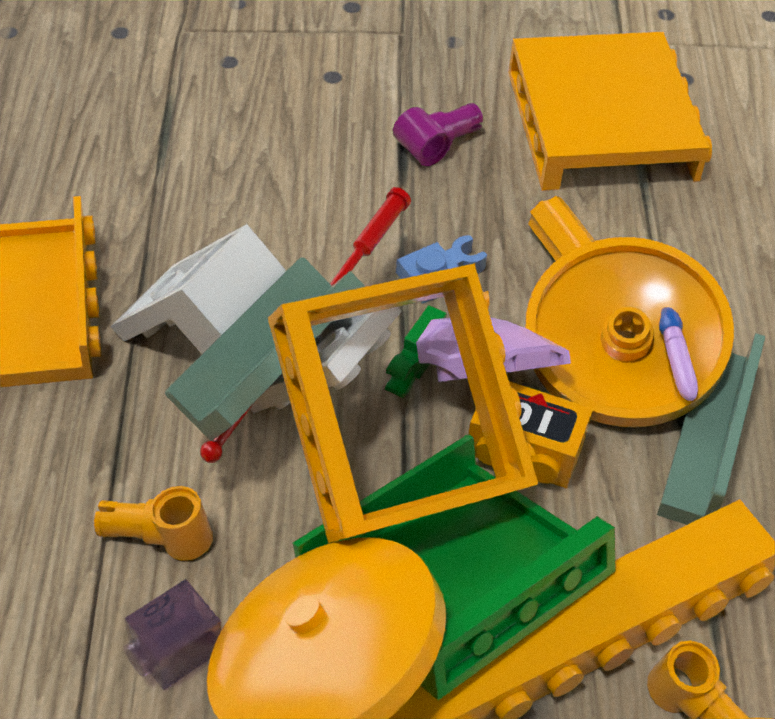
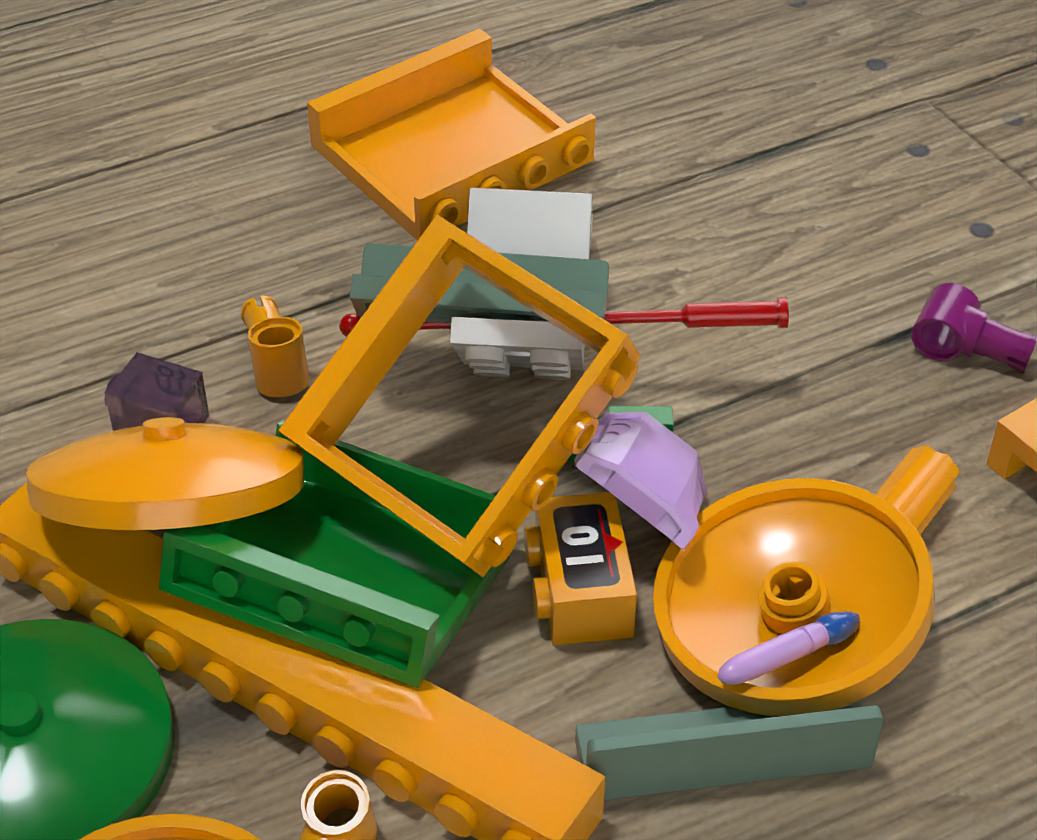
camera: 65 degrees right, 5 degrees down
(435, 258) = (768, 415): medium blue plate -> none

